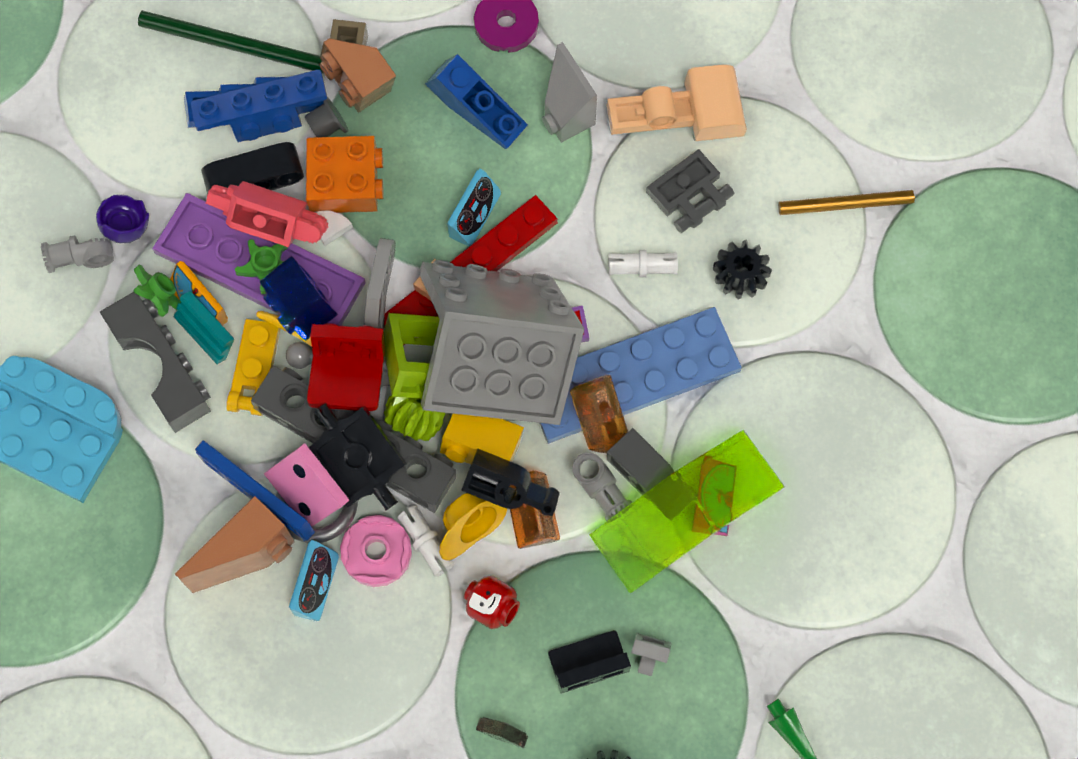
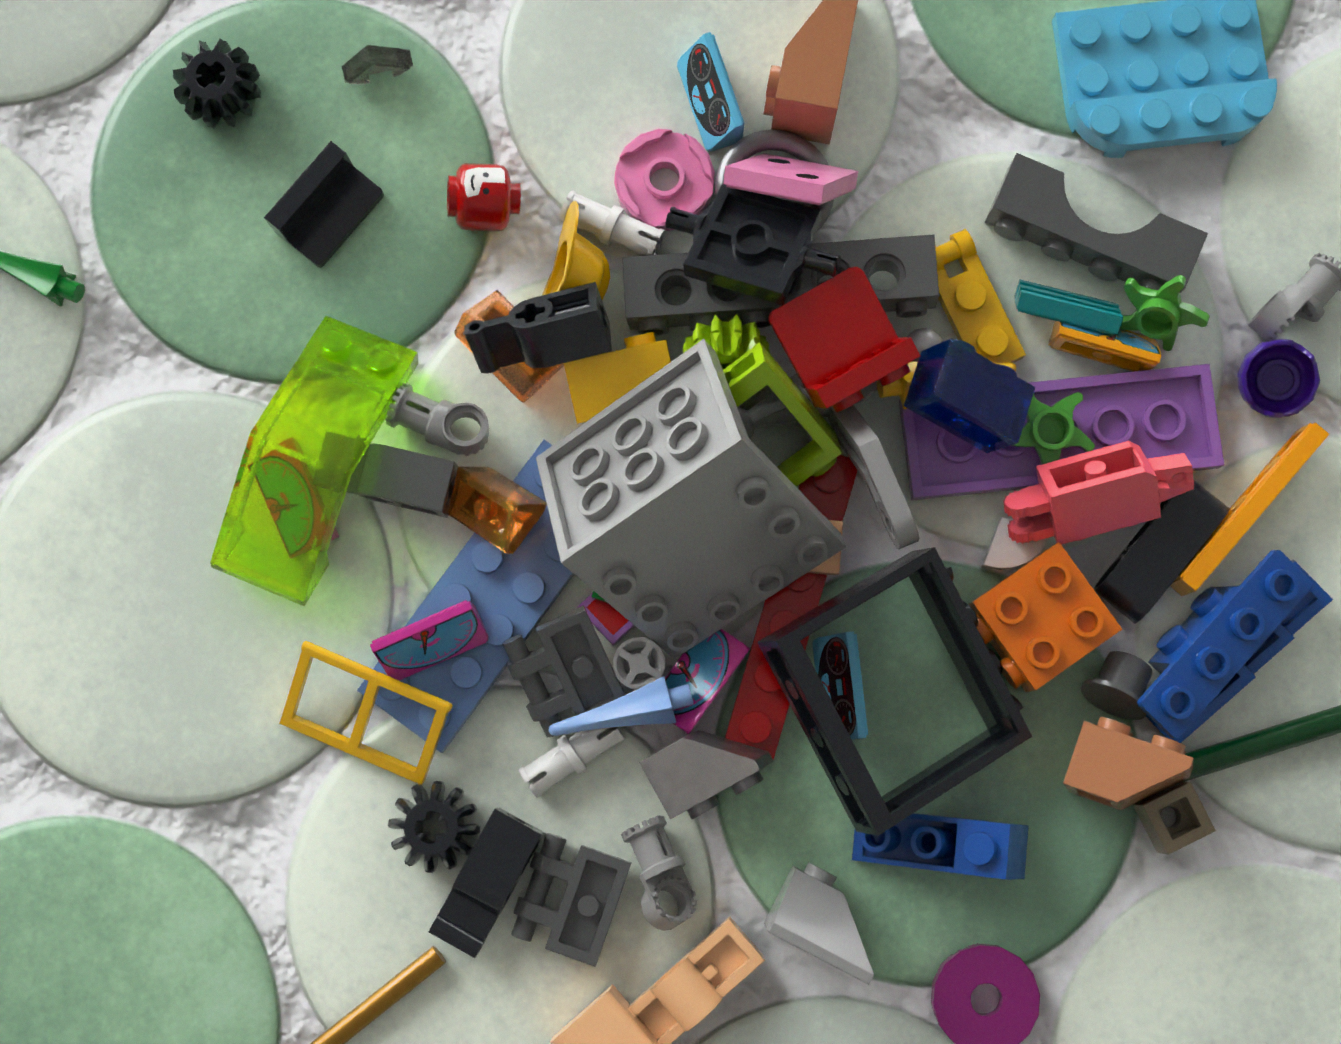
camera: 150 degrees right, 10 degrees up
(183, 165) = (1250, 506): none -> light orange tile
(252, 488) = (854, 143): blue tile -> none
(442, 128) = (825, 730): none -> black window
(551, 256) = (706, 671): none -> slope
(573, 278) = (633, 659): none -> light grey wheel
(576, 208) = (698, 768): none -> flat silver slope
(586, 257) = (644, 706): none -> light blue piece
(607, 301) = (579, 663): none -> dark grey plate
(633, 176) = (660, 872): none -> light grey connector
(650, 650) = (257, 260): light grey tile -> none
(682, 362) = (430, 640): none -> slope
(728, 224) = (486, 881): none -> black piece
(760, 341) = (354, 744): none -> yellow window

